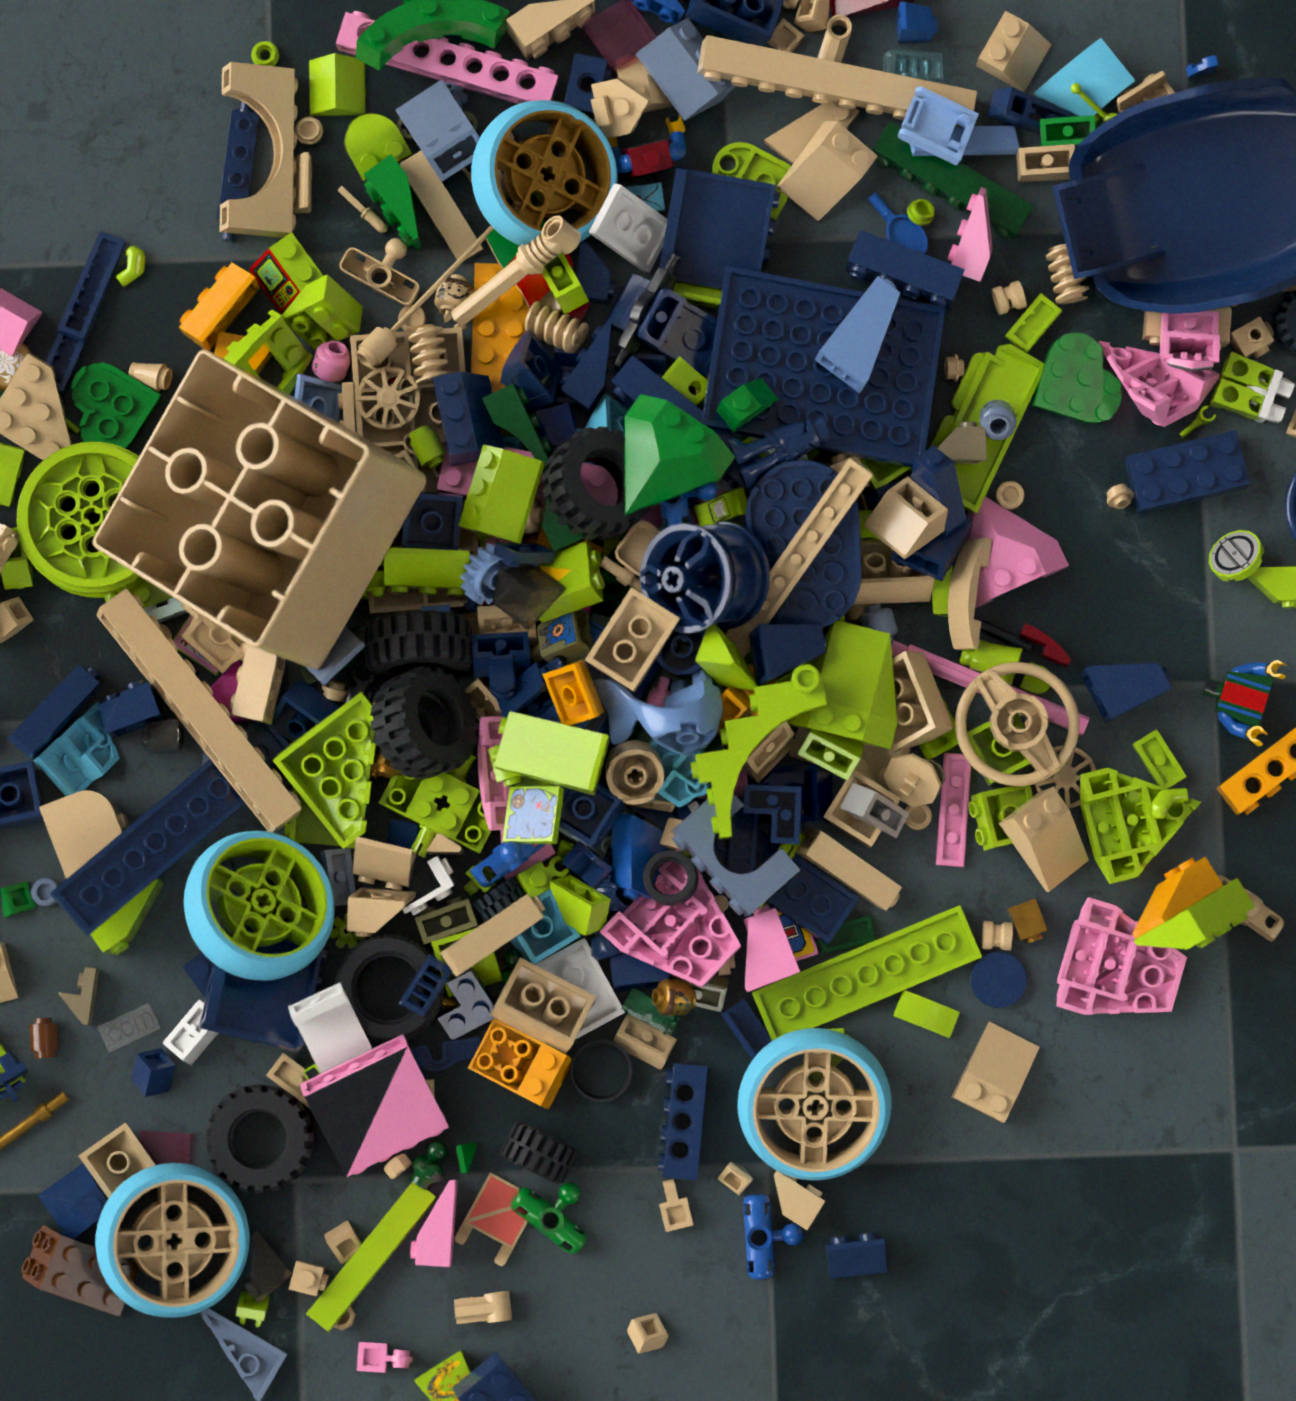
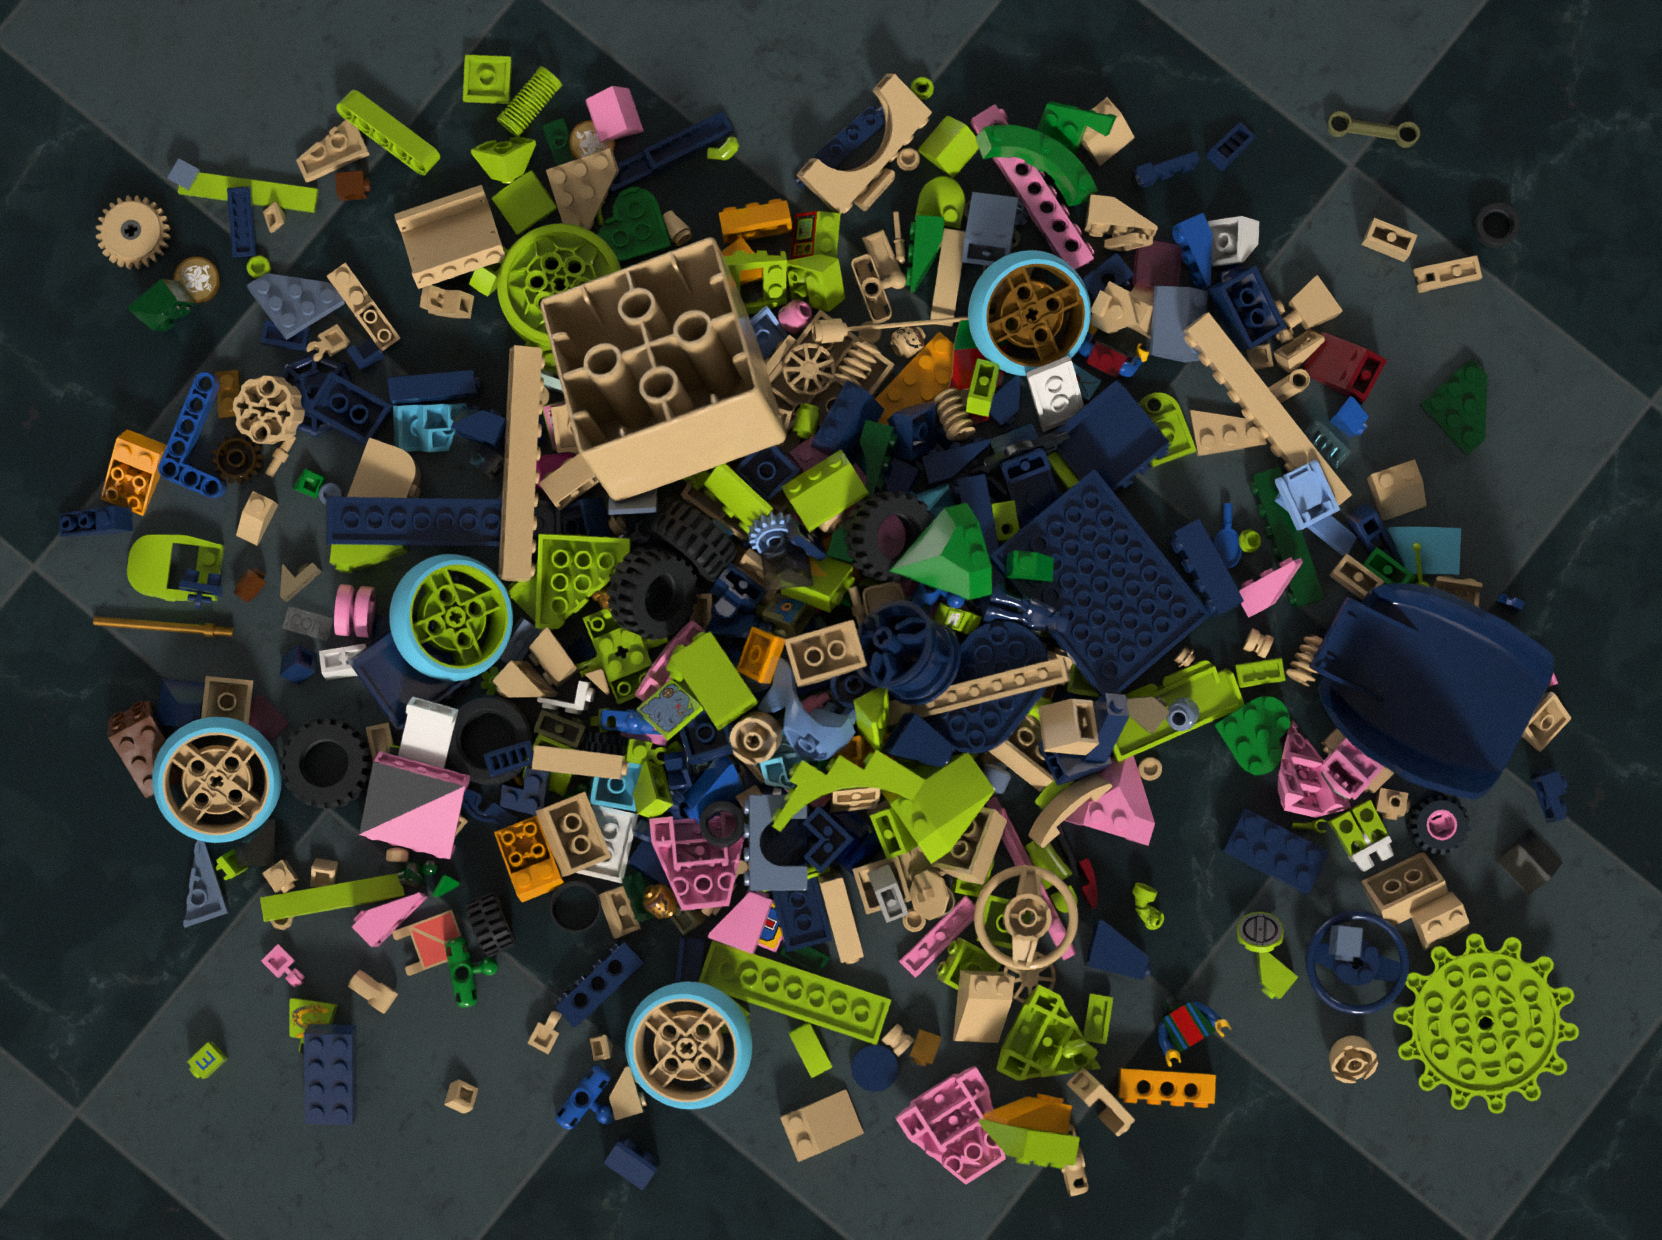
camera: 40 degrees right, 0 degrees up
(161, 979) = (354, 610): none -> bright pink wheel
(353, 234) = (881, 253): none -> tan tile
(556, 238) = (974, 358): tan piece -> none
(577, 34) = (1128, 242): none -> tan tile
(805, 678) = (913, 772): lime tile -> none
(826, 169) = (1212, 462): tan slope -> none
(857, 340) = (1136, 586): medium blue slope -> none
(1119, 496) = (1219, 829): tan plate -> none
(1126, 627) = (1149, 915): none -> lime arm
(1210, 828) = (1089, 1090): none -> tan panel

